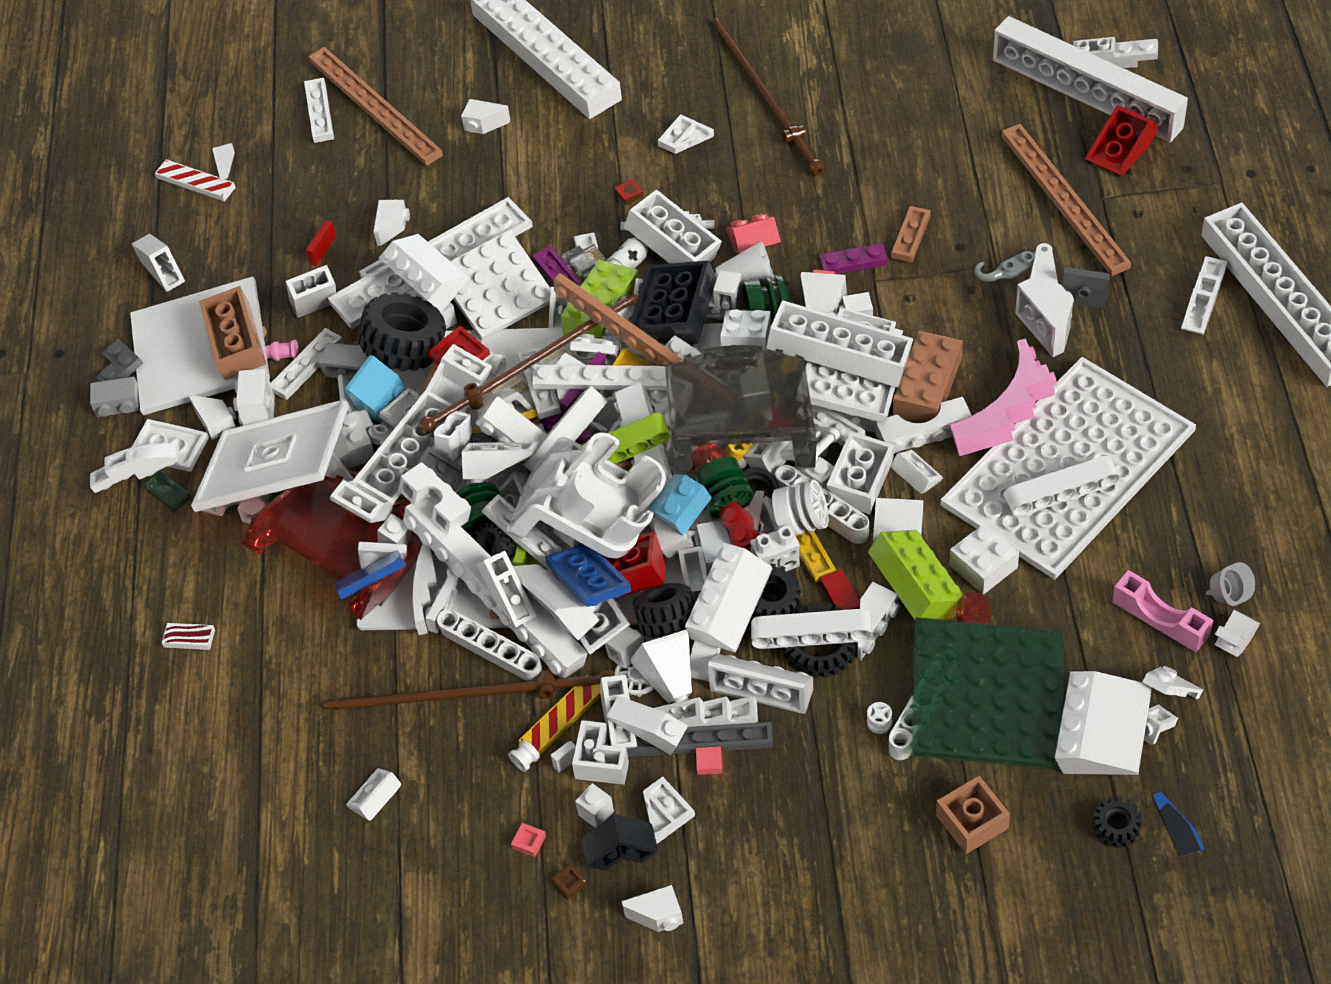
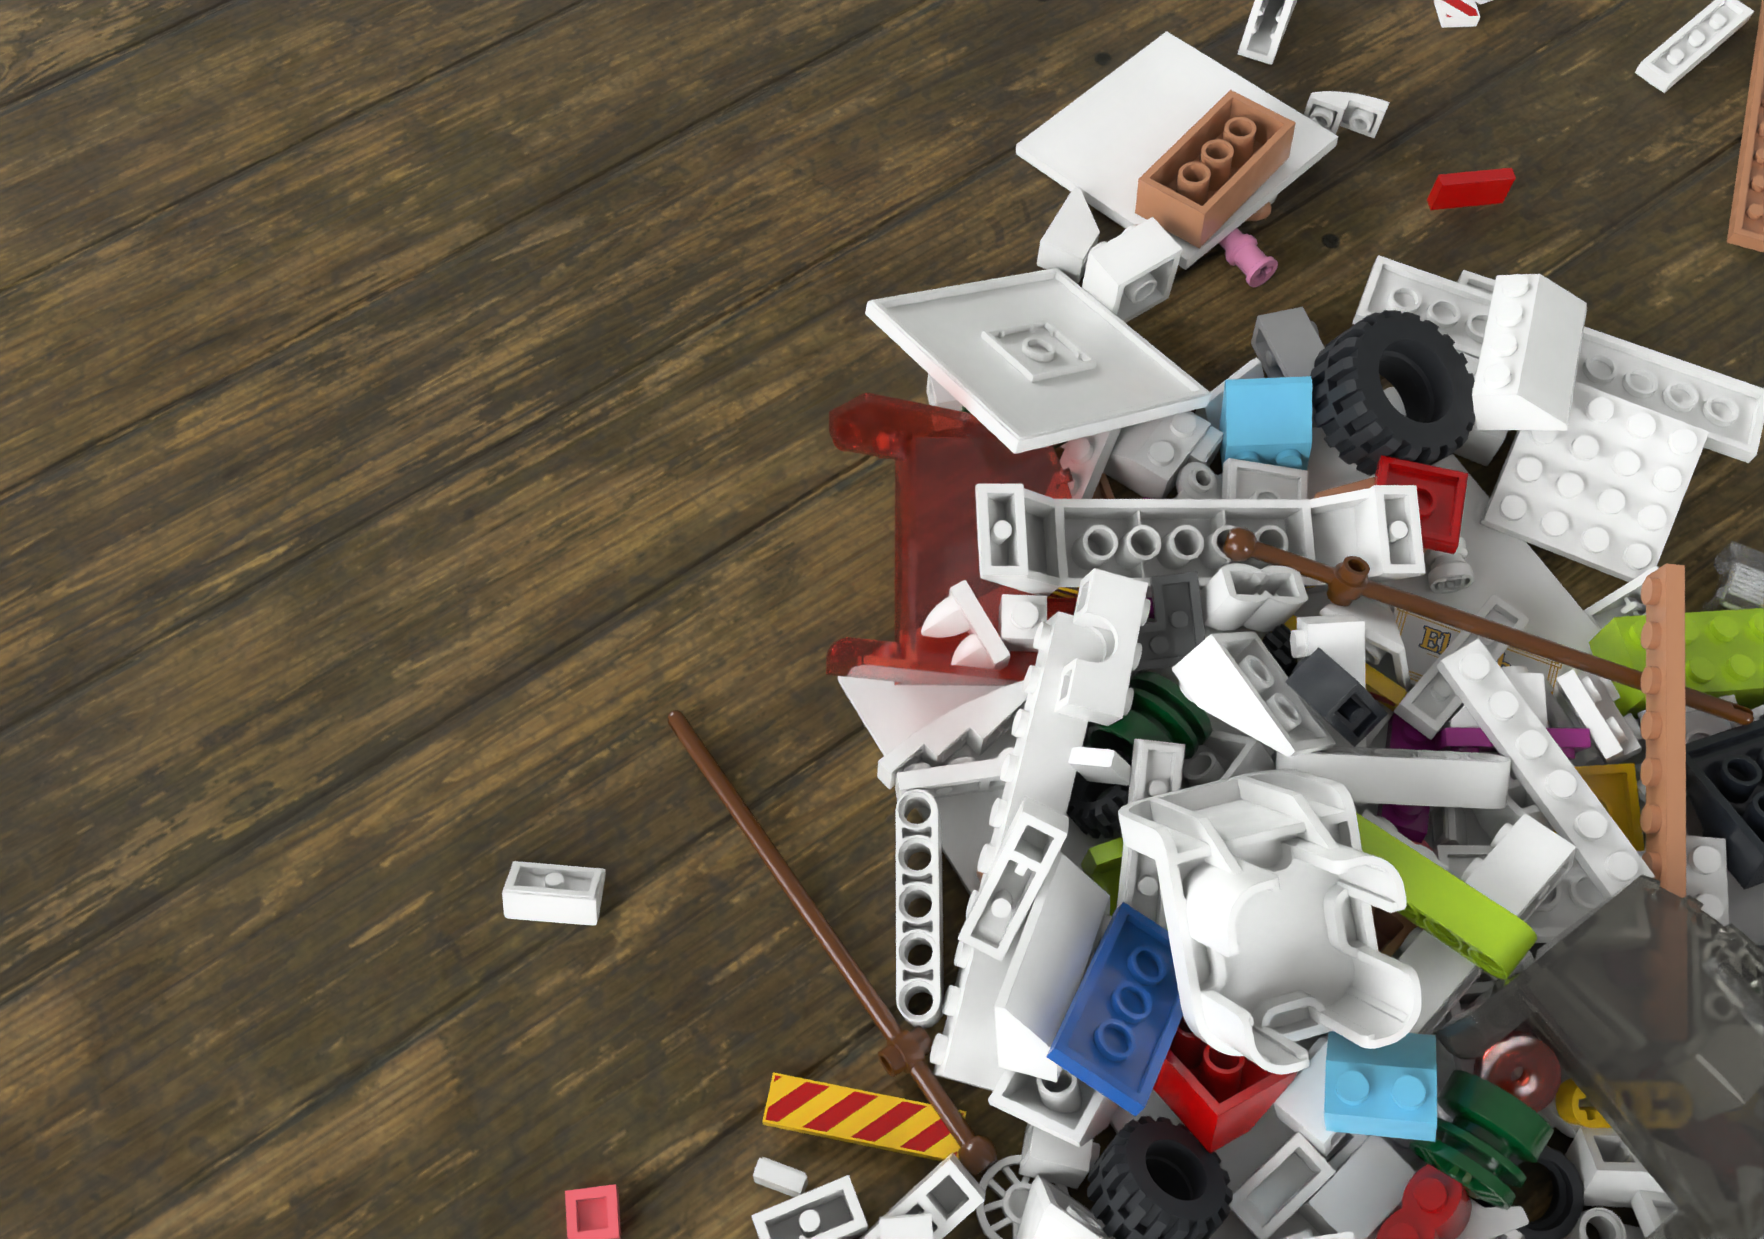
camera: 50 degrees right, 10 degrees up
(114, 397) = (1014, 97): light grey brick -> none
(122, 362) = (1076, 76): dark grey plate -> none
(138, 460) = (923, 191): white slope -> none
(167, 491) = (909, 260): clear green tile -> none
(188, 636) = (684, 444): tile -> none
(189, 441) = (987, 216): white tile -> none
(239, 265) = (1346, 110): none -> white slope
(303, 365) = (1245, 300): white plate -> none
(311, 291) = (1370, 223): white brick -> none
(369, 574) = (911, 635): blue tile -> none
(390, 220) = (1587, 253): white slope -> none
(483, 532) = (1100, 765): none -> white tile
(519, 426) = (1336, 696): none -> black slope
(524, 755) = (744, 1103): white wheel -> none
(551, 265) = (1702, 551): magenta plate -> none

